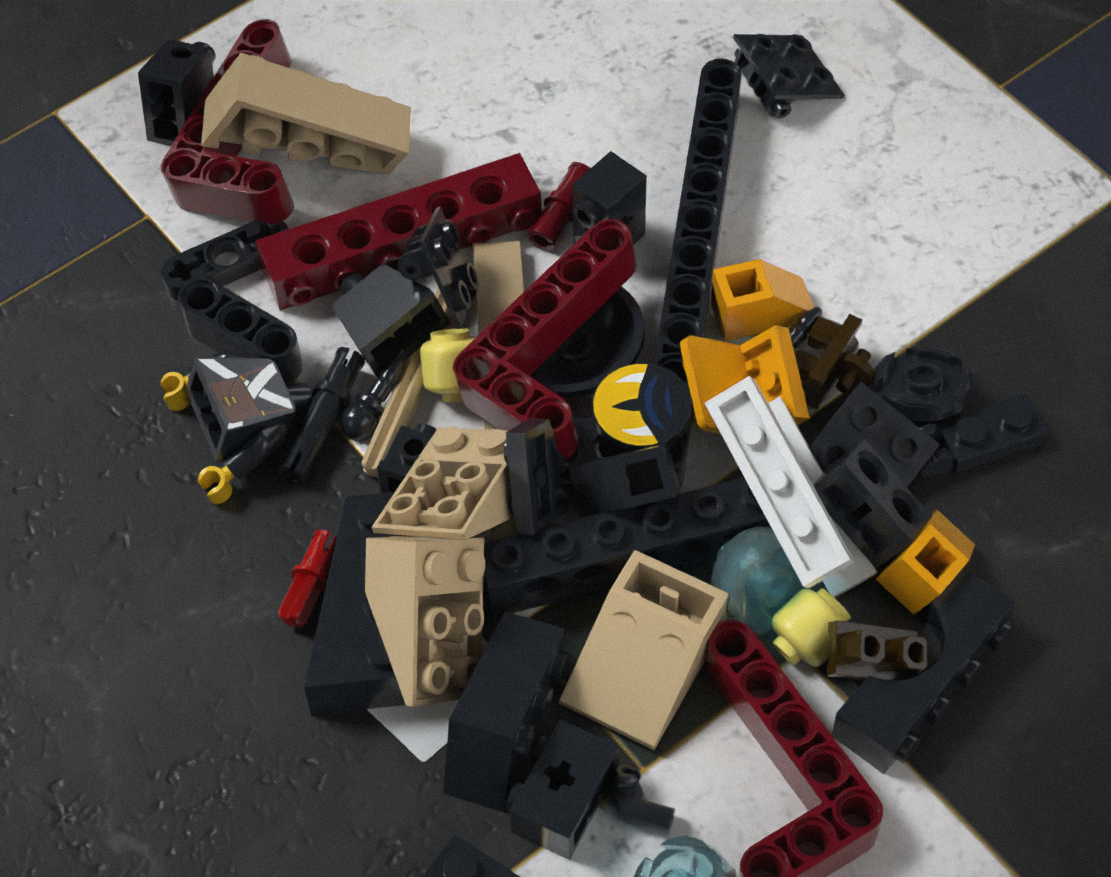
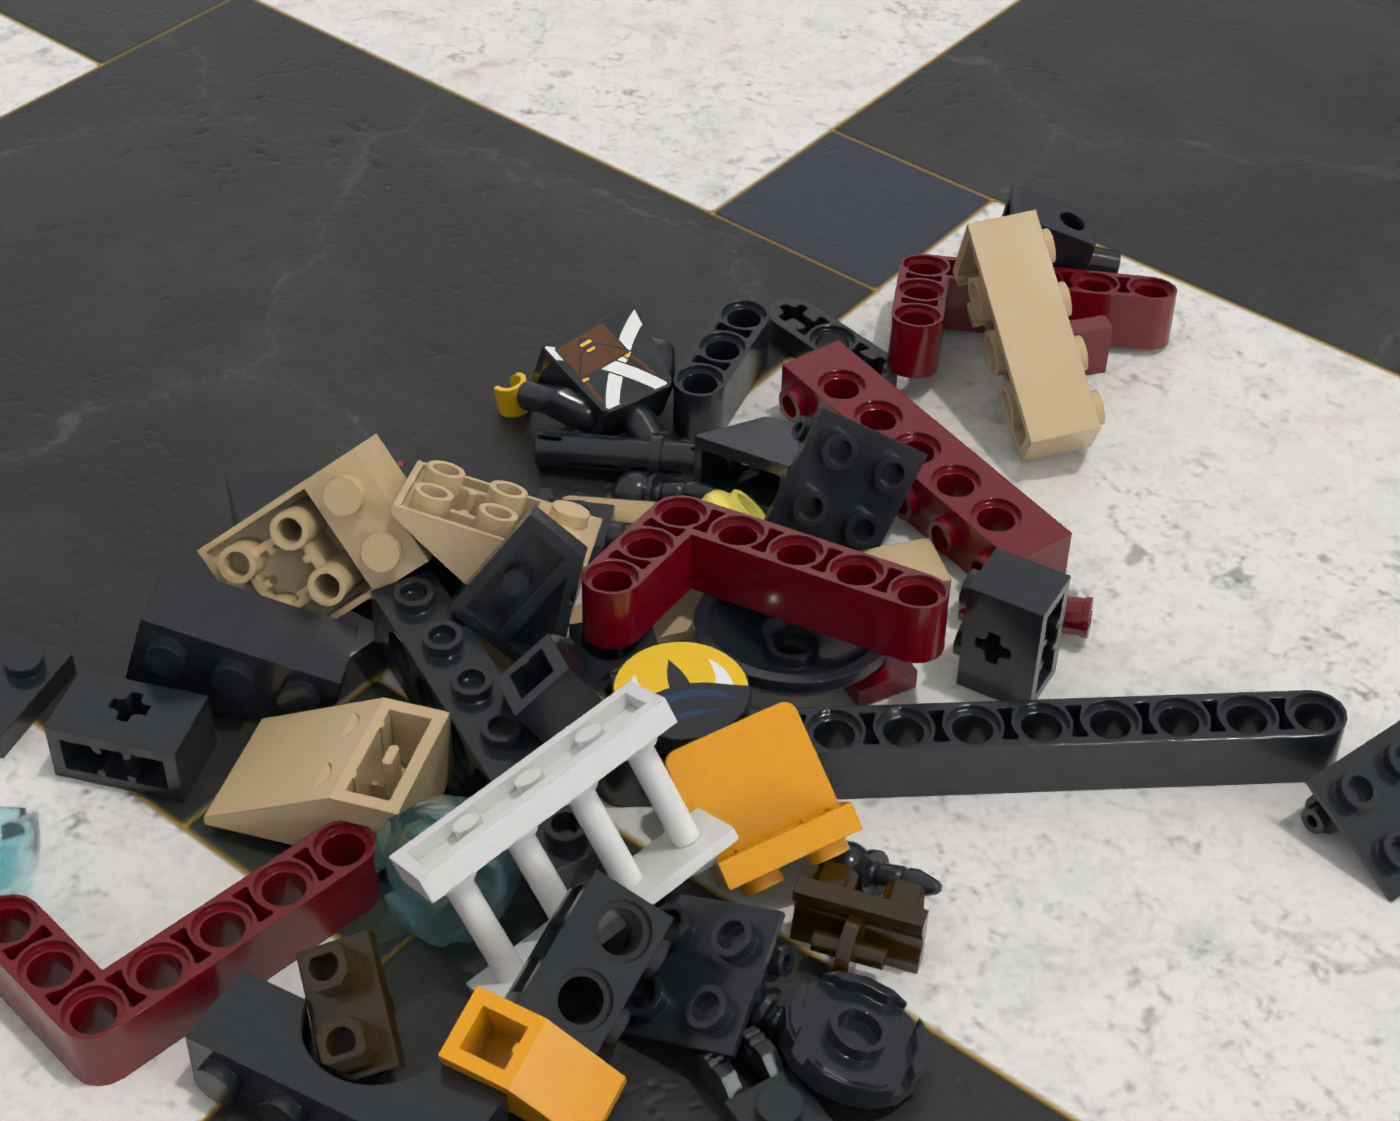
camera: 75 degrees right, 15 degrees down
(632, 804) = (124, 811): black arm -> none
(756, 297) = (933, 817): light orange slope -> none
(804, 626) = (411, 944): light yellow head -> none

